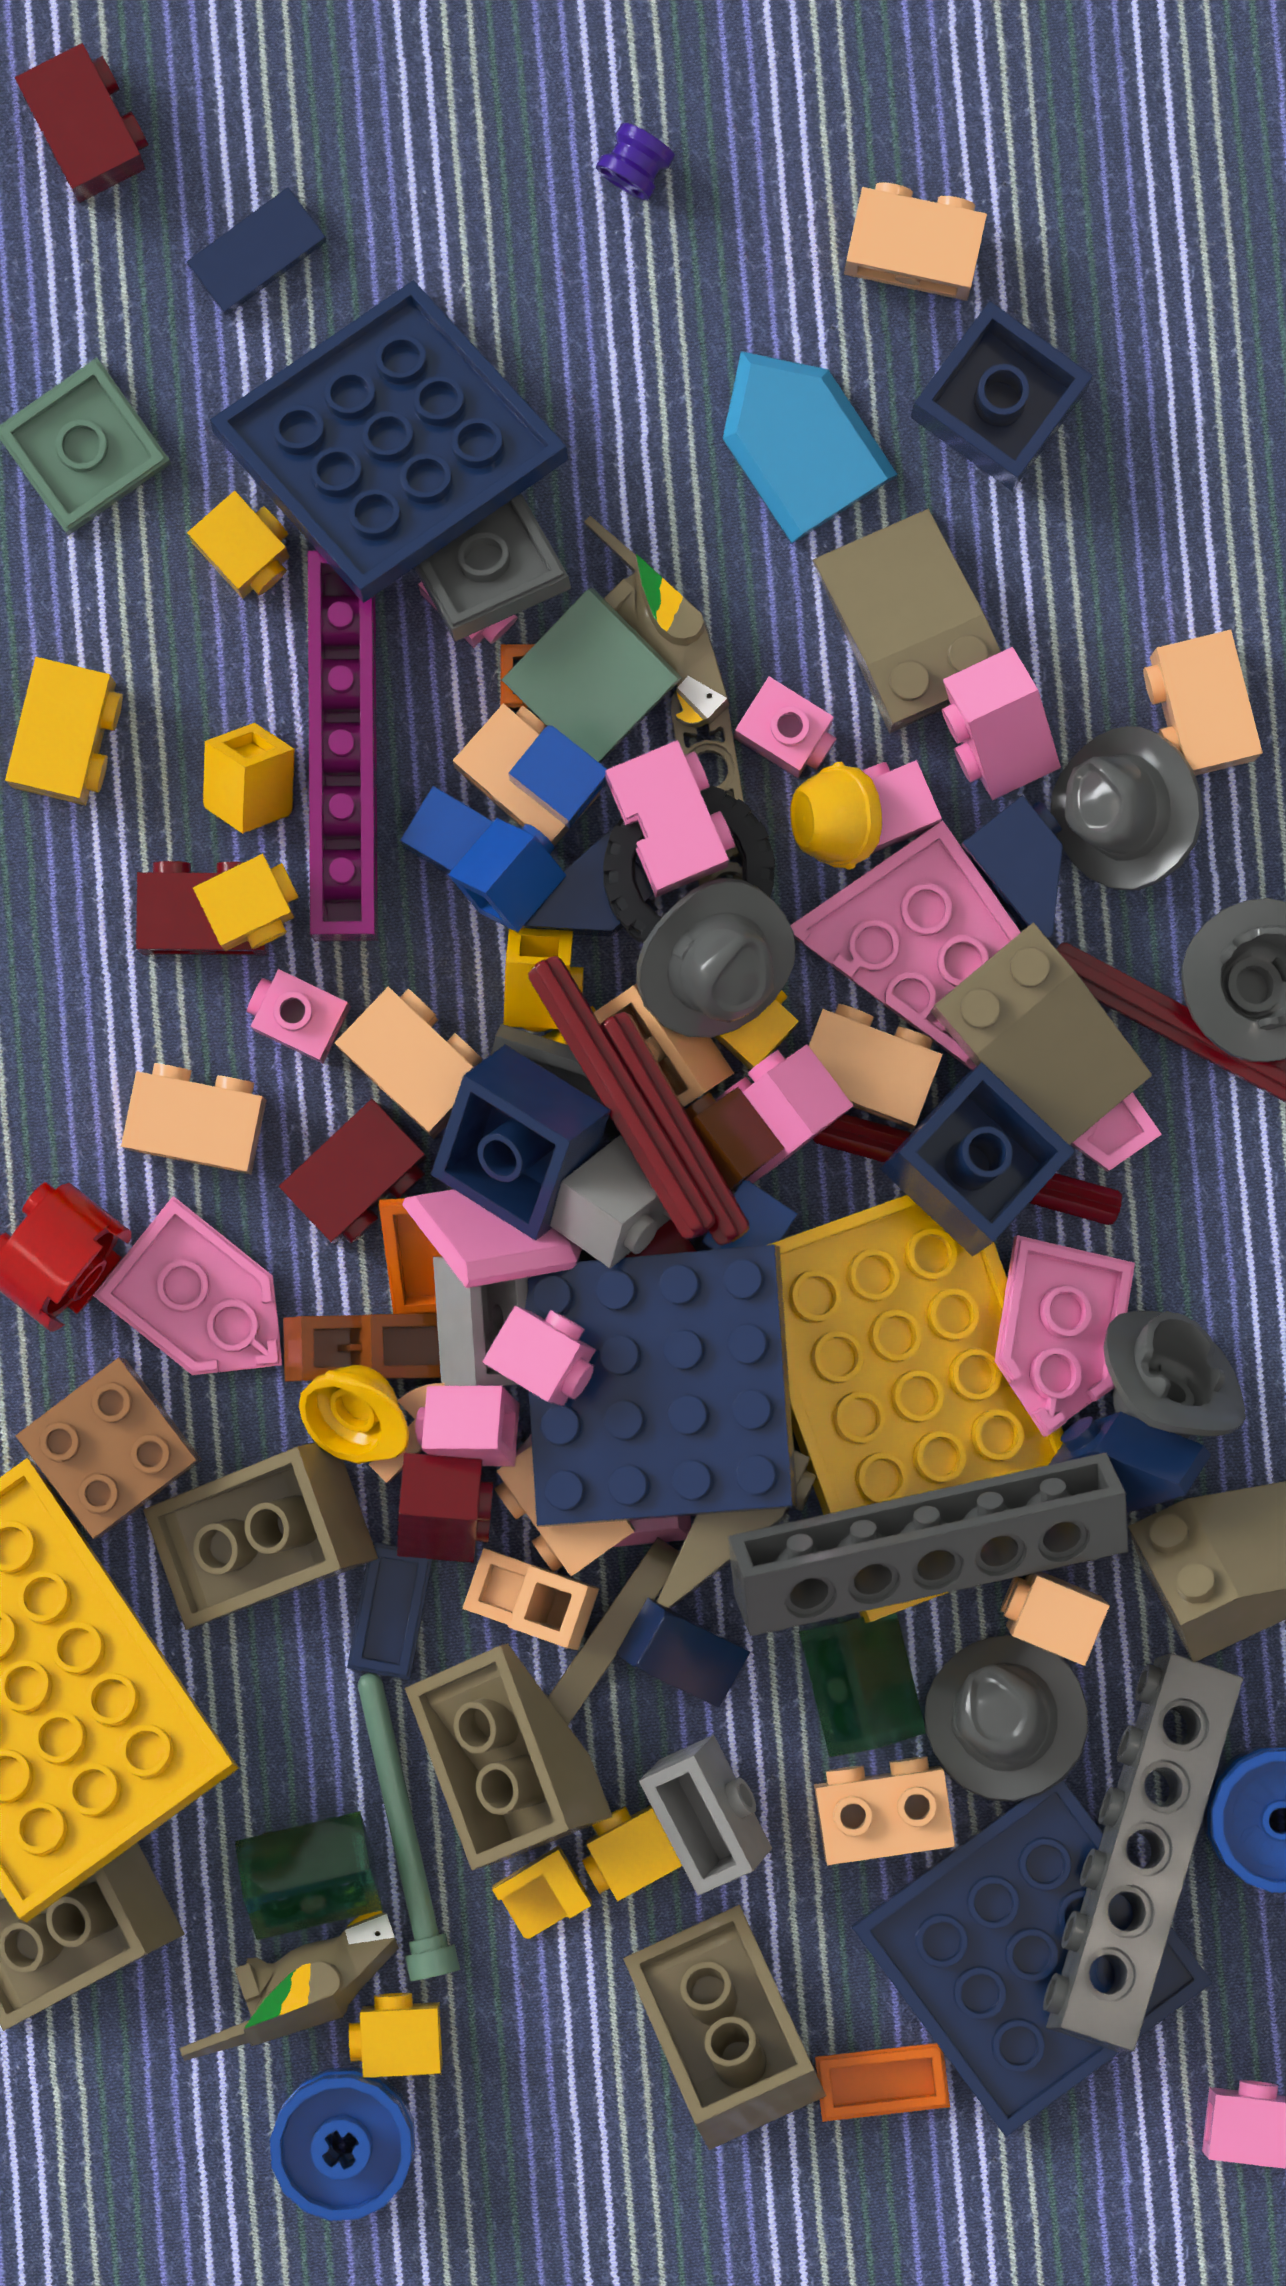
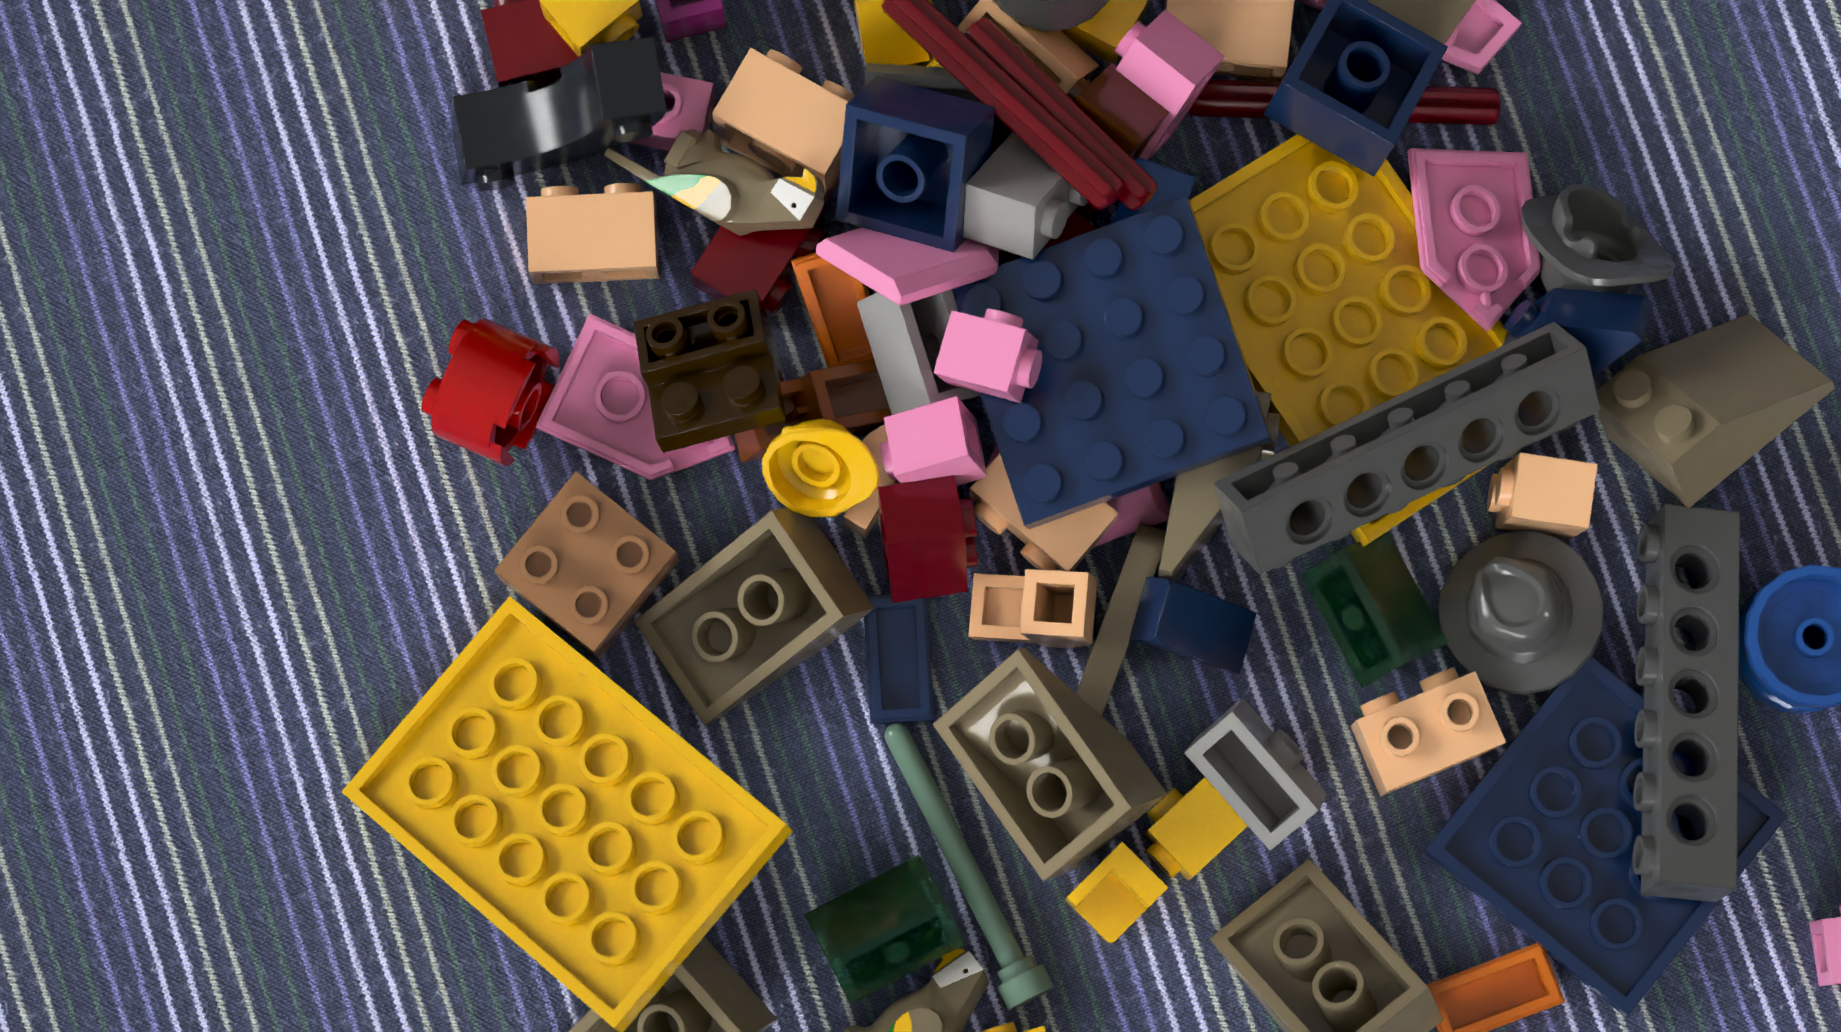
camera: 15 degrees left, 5 degrees down
(216, 999) = (597, 104): none -> black brick
(273, 1292) = (710, 370): none -> dark brown brick
(332, 1115) = (731, 186): none -> dark tan animal

